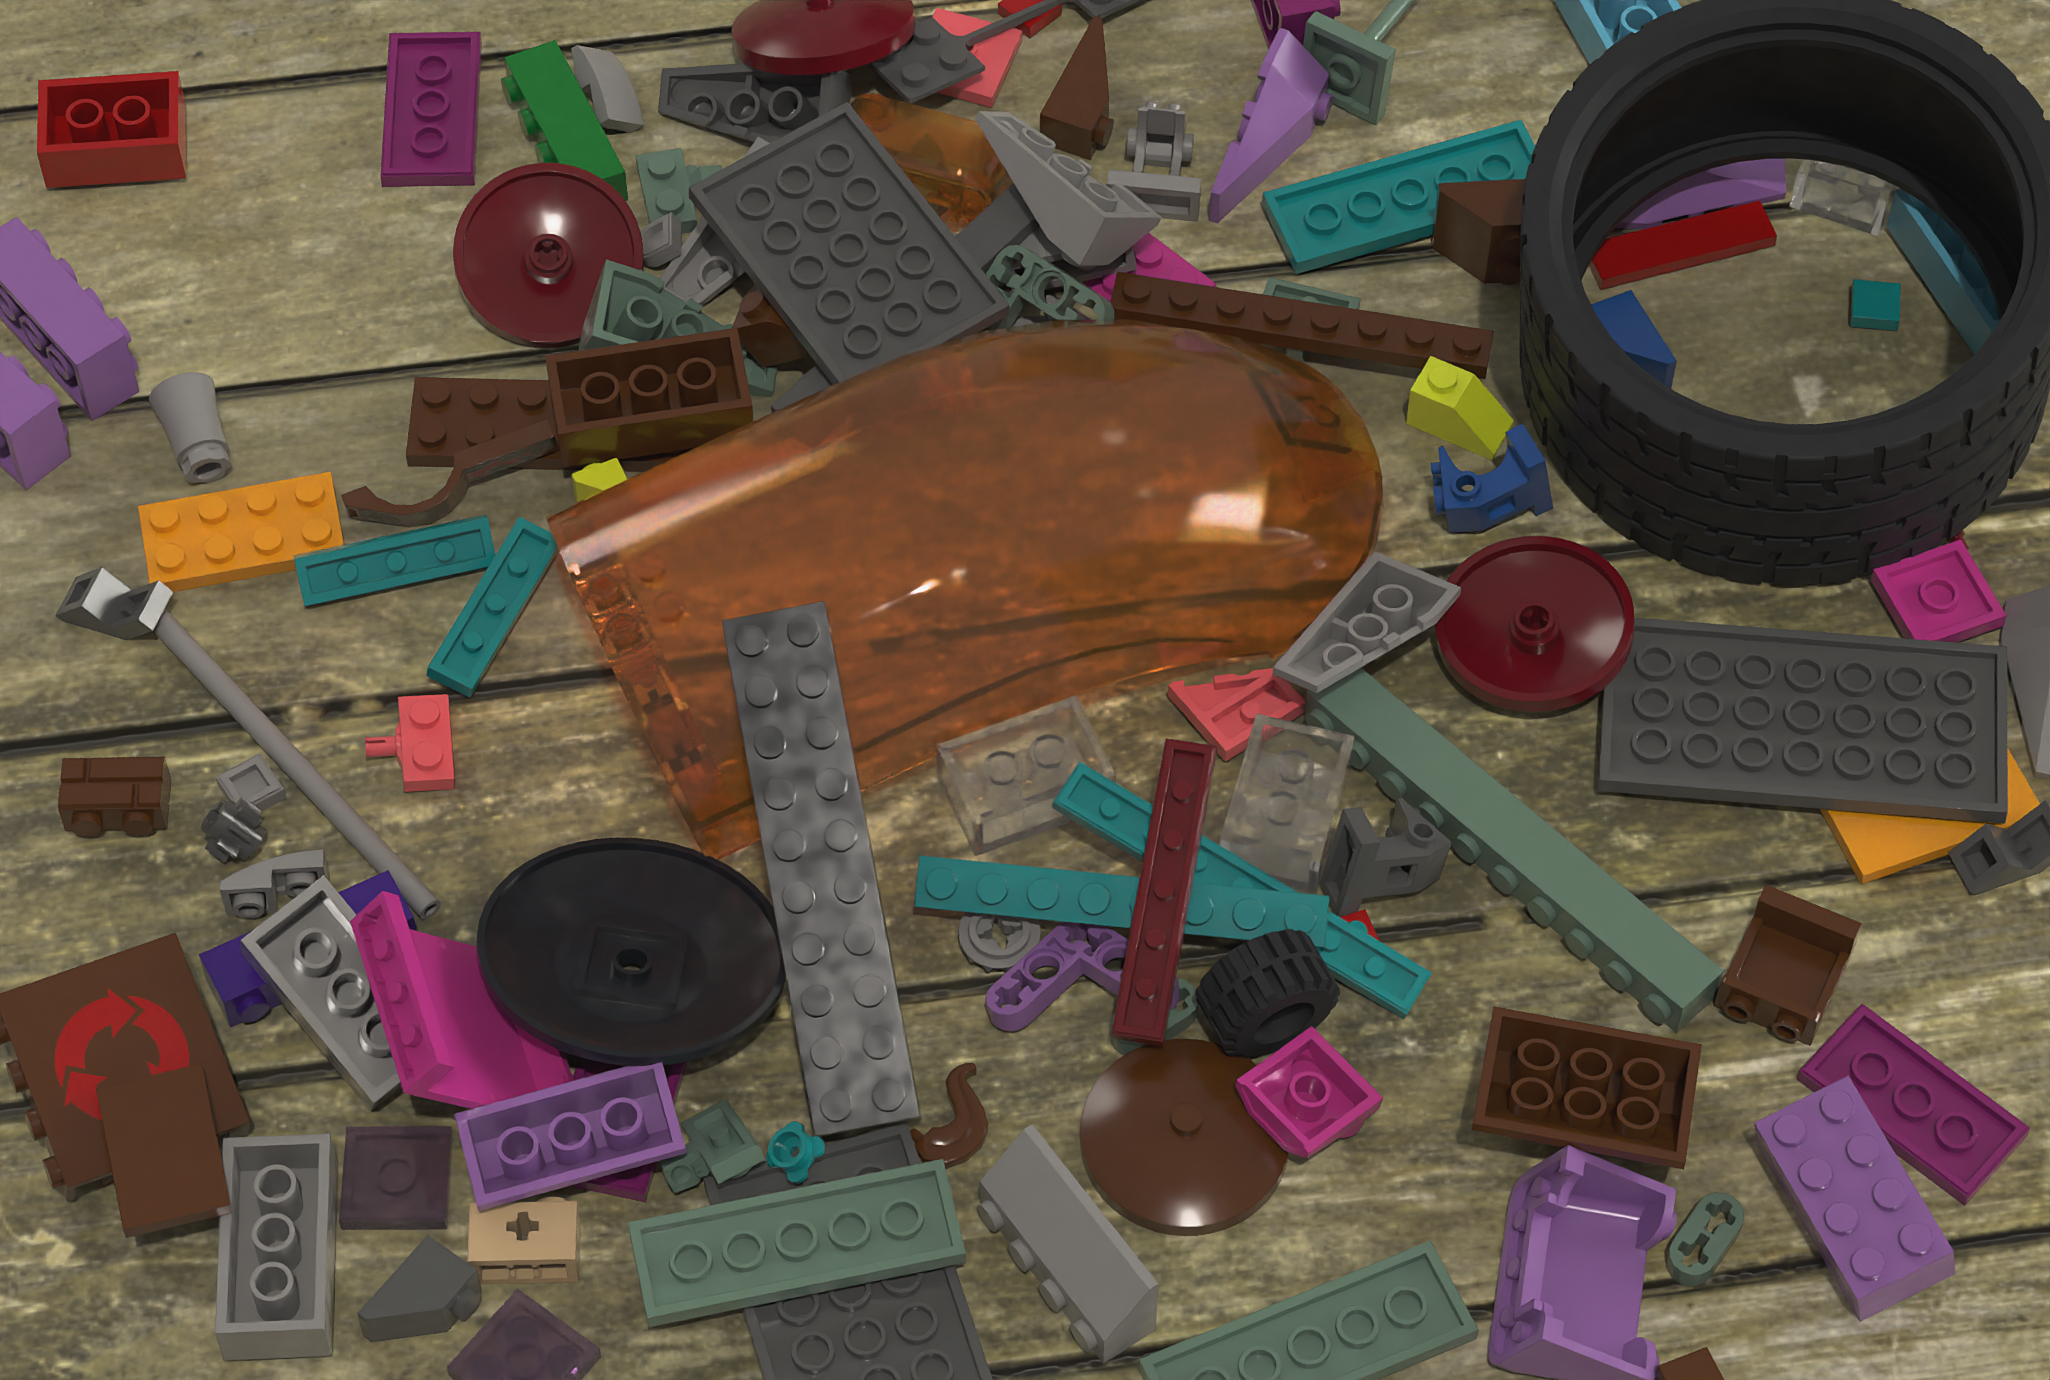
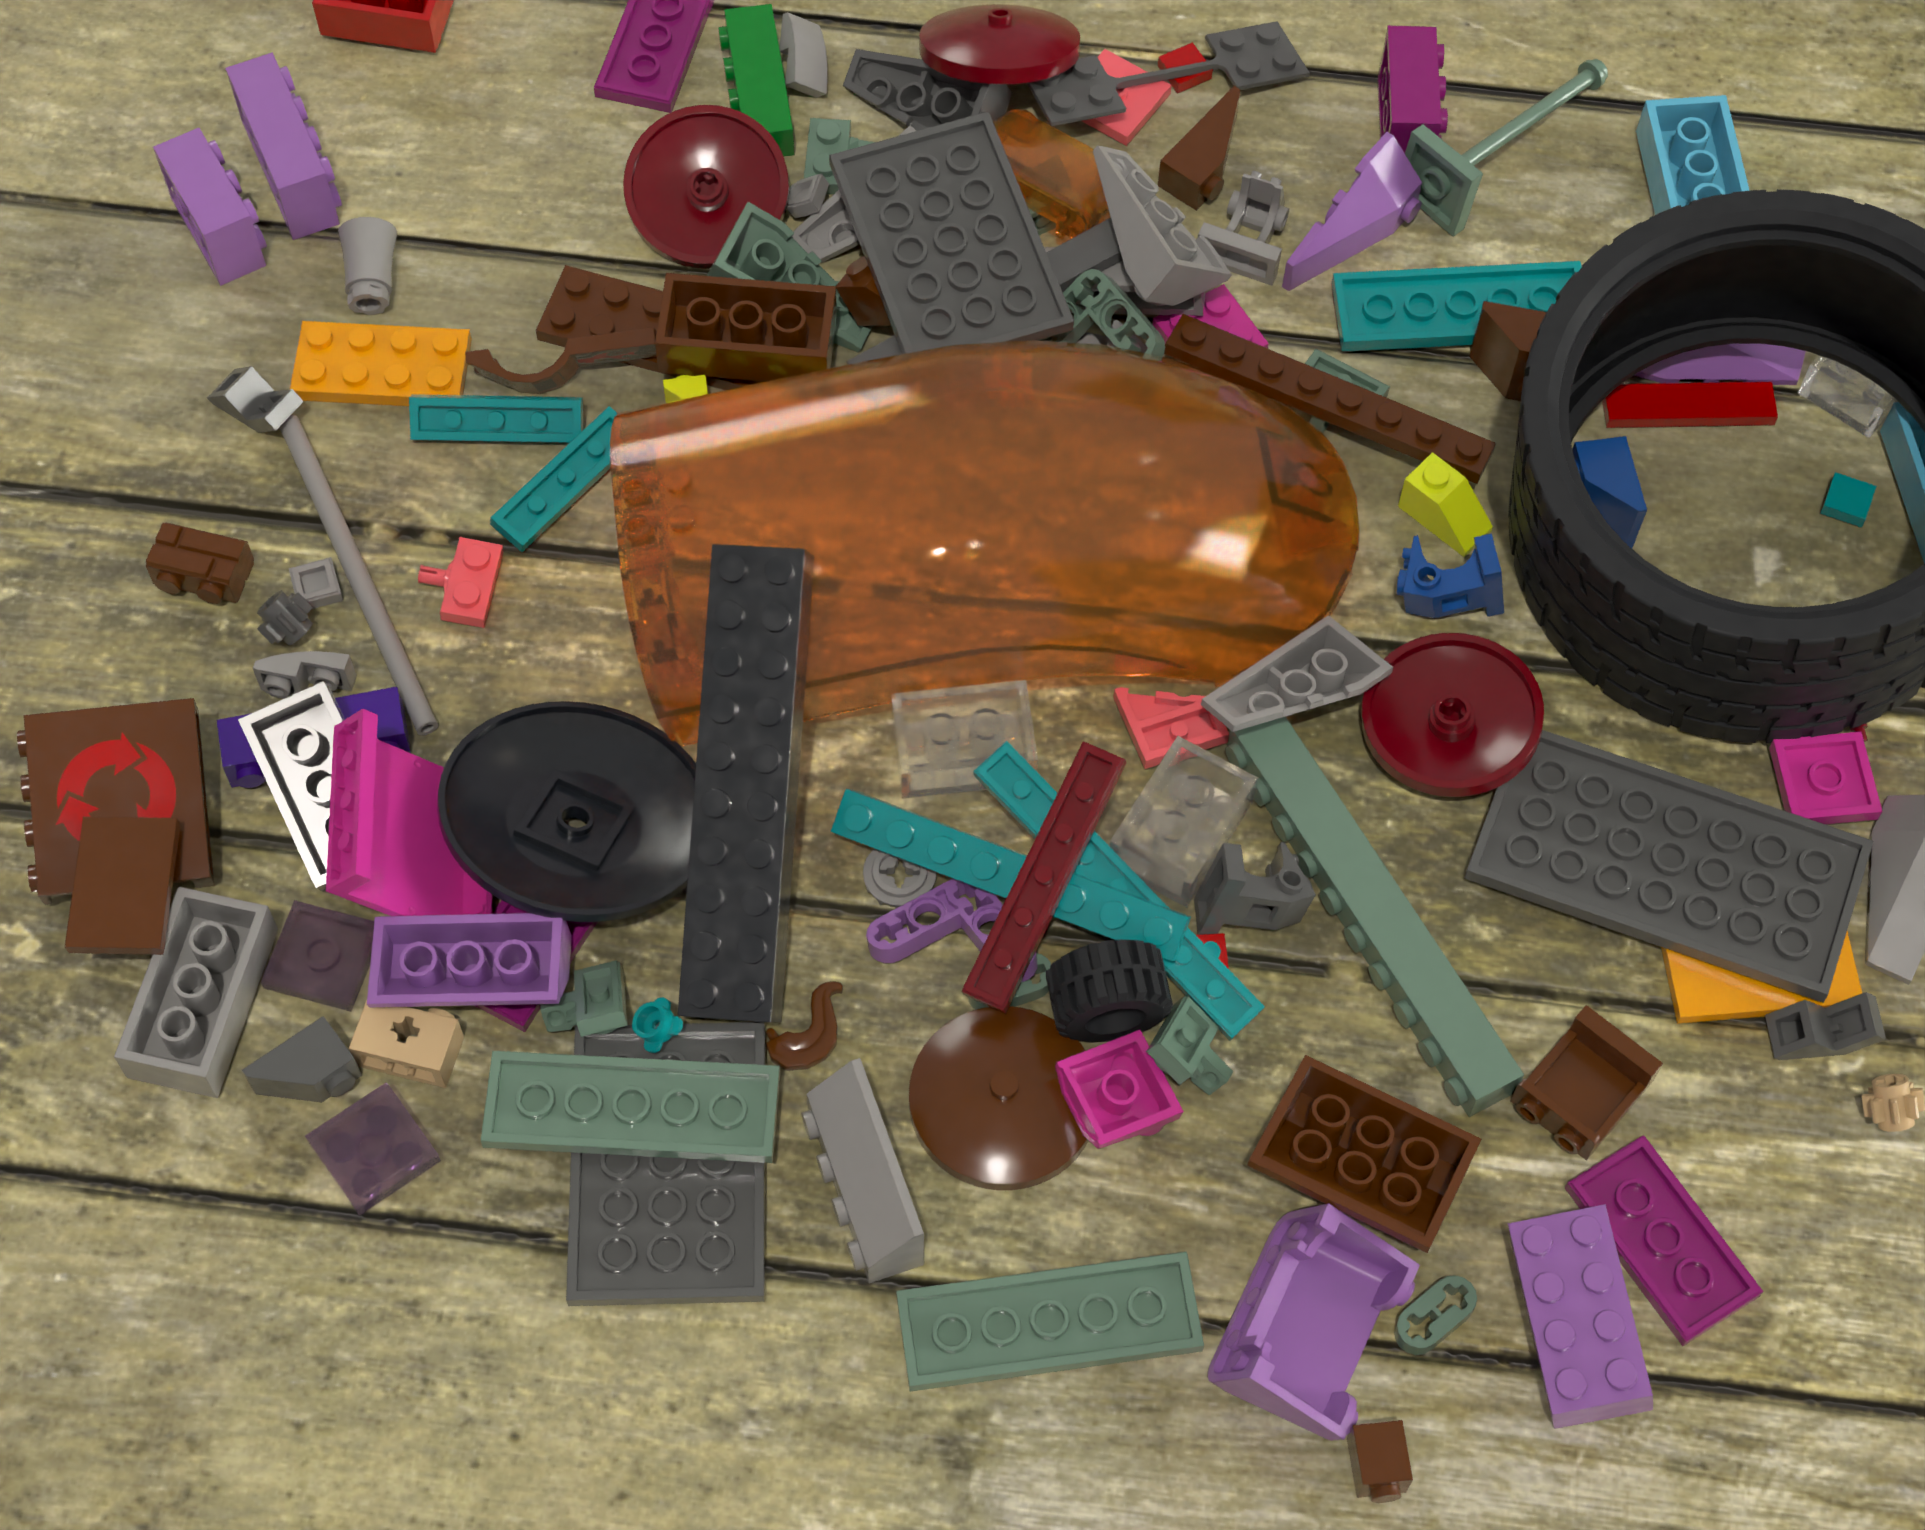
camera: 15 degrees right, 5 degrees up
(1362, 1034) = (1184, 1048): none -> sand green hinge

